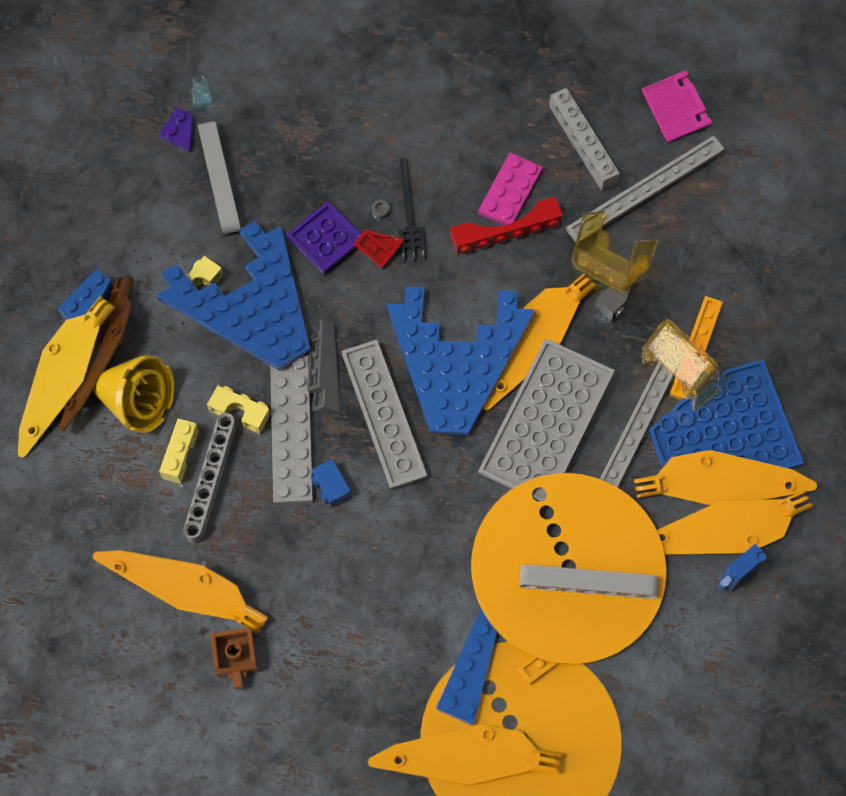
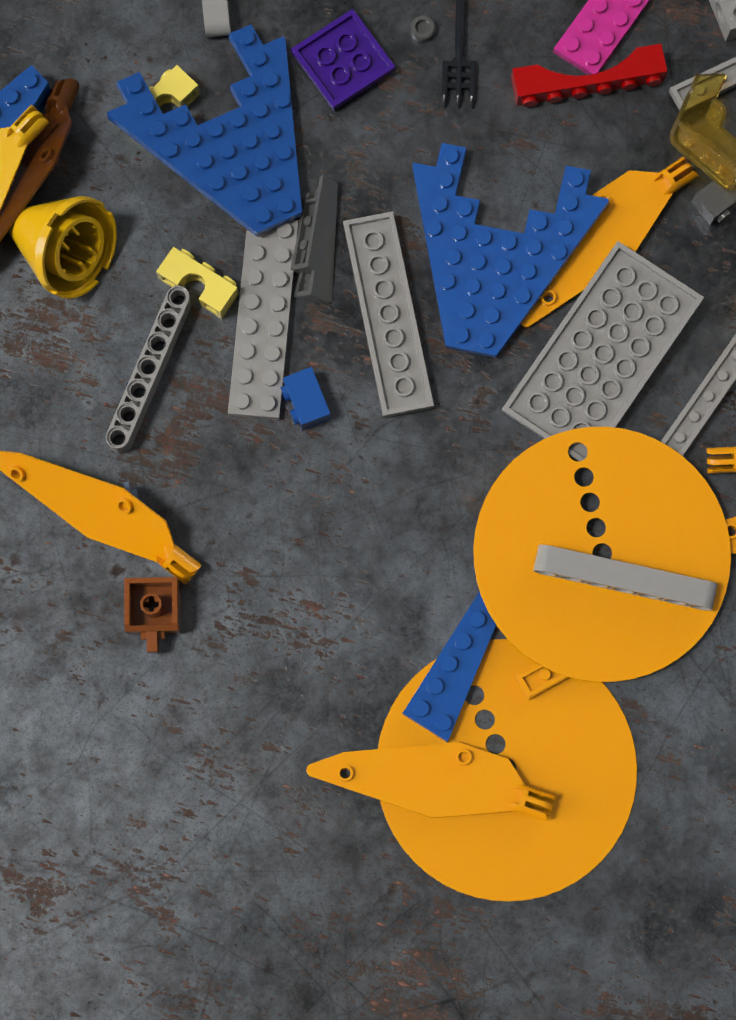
camera: 10 degrees right, 10 degrees up
(181, 441) = (105, 341): light yellow arch -> none
(377, 246) = (411, 81): red wing -> none

